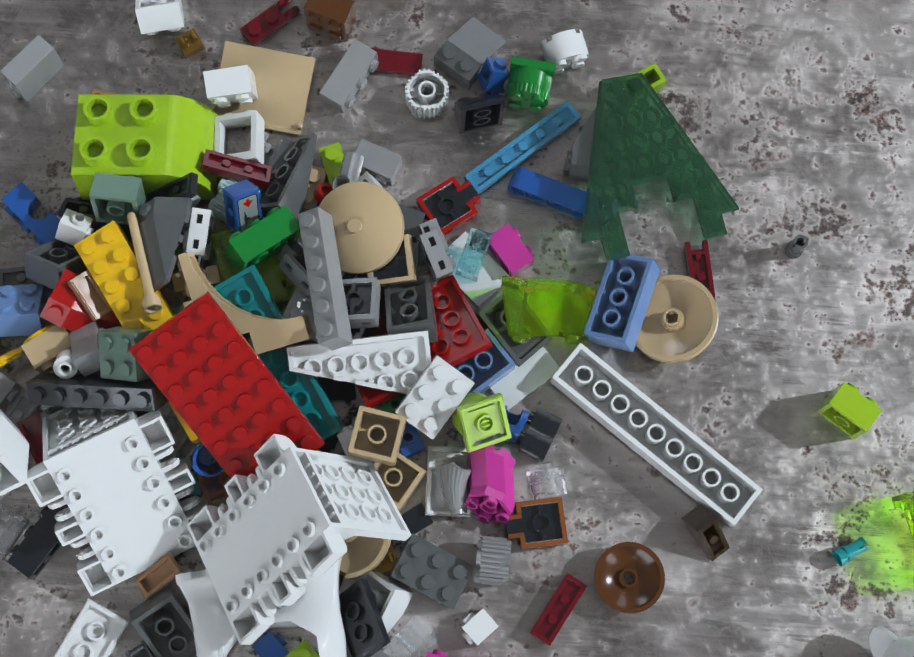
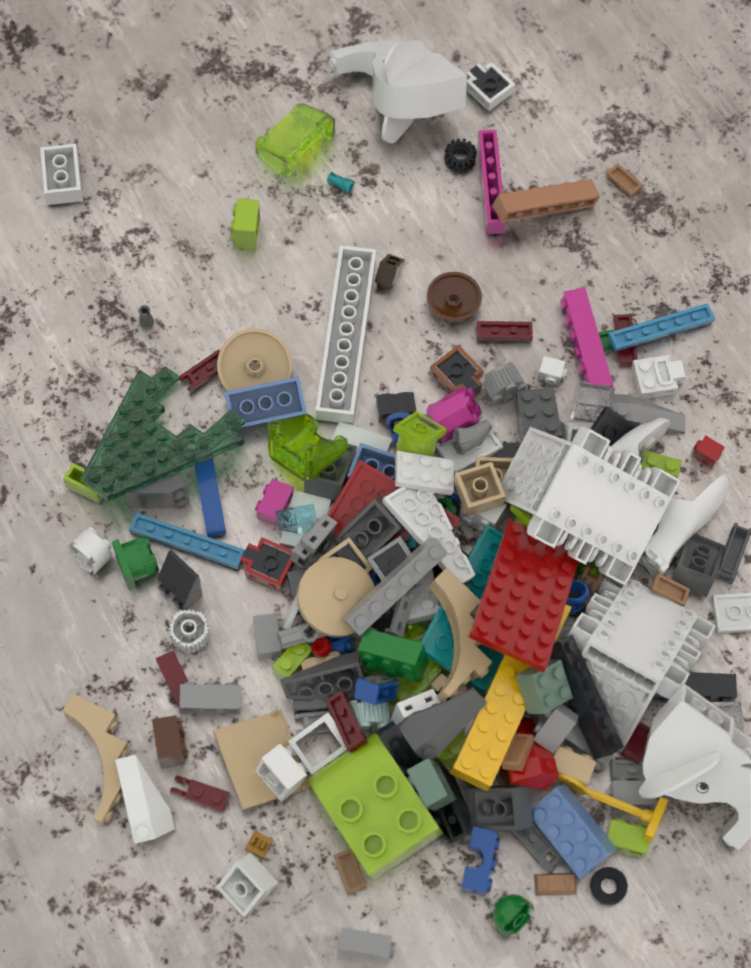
camera: 120 degrees left, 10 degrees down
(64, 365) = (578, 736): white brick -> none
(74, 227) = (472, 812): white brick -> none
(152, 302) = (495, 692): tan piece -> none
(466, 52) = (131, 624): dark grey slope -> none
(493, 75) = (138, 588): blue brick -> none
(546, 480) = (425, 384): clear hair -> none

